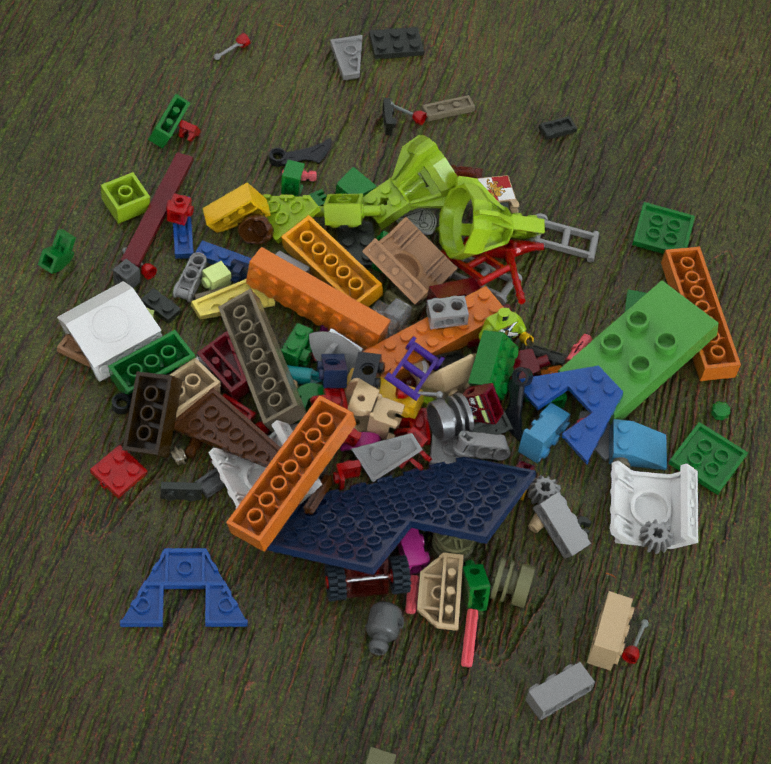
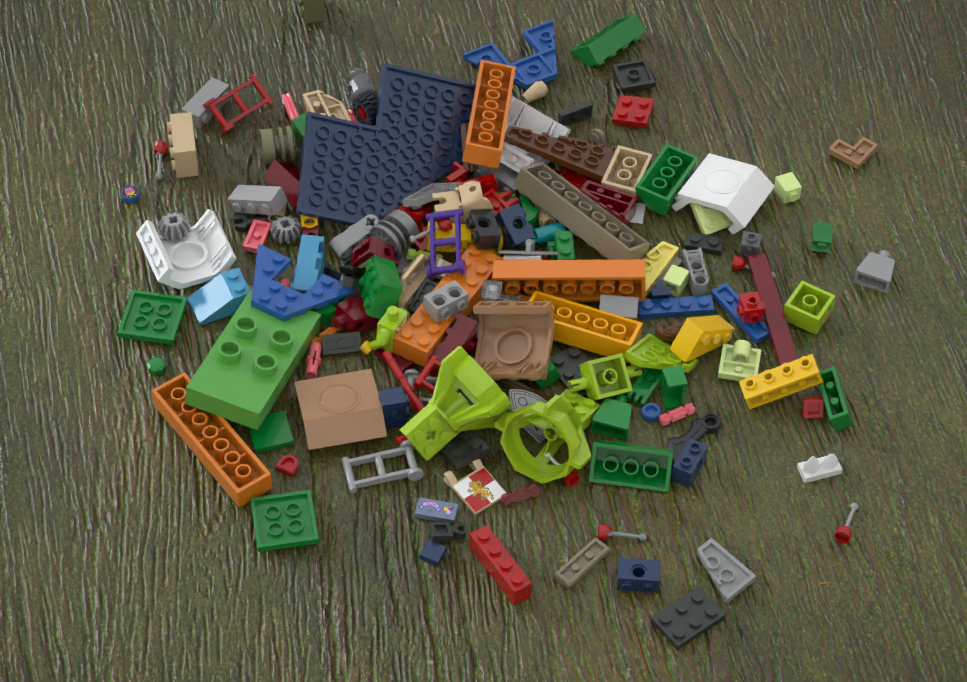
camera: 160 degrees right, 5 degrees down
(37, 207) = (875, 271): none -> light grey torso
(43, 316) = (787, 188): none -> yellowish green brick
(80, 569) = (609, 40): none -> green slope
(86, 511) = (633, 75): none -> pearl dark grey plate
(152, 414) = (633, 132): dark brown brick -> none
(202, 539) = (535, 92): none -> tan cone
(203, 145) = (780, 381): none -> yellow brick
(215, 185) = (739, 361): none -> yellowish green plate
(223, 91) = (819, 468): none -> white tile
(318, 184) = (650, 412): none -> blue tile
(320, 129) = (689, 463): none -> dark blue brick
(363, 151) = (631, 465): none -> green slope
(388, 120) = (637, 516): pearl dark grey plate -> none
(414, 77) = (647, 570): none -> dark blue brick
(513, 125) = (500, 565): none -> red brick
(514, 540) = (285, 176): none -> dark red slope
(534, 266) = (394, 407): none -> dark blue brick
(537, 189) = (436, 510): none -> sand blue tile
(542, 168) = (445, 532): none -> pearl dark grey plate
(549, 647) = (227, 126): none -> red piece
(557, 128) = (452, 590): pearl dark grey plate -> none
(557, 161) = (433, 552): none -> dark blue tile
(578, 292) = (340, 409): none -> medium nougat panel
(578, 496) = (257, 235): none -> coral plate
(640, 275) = (288, 465): none -> red tile
(682, 613) = (130, 194): none -> tile

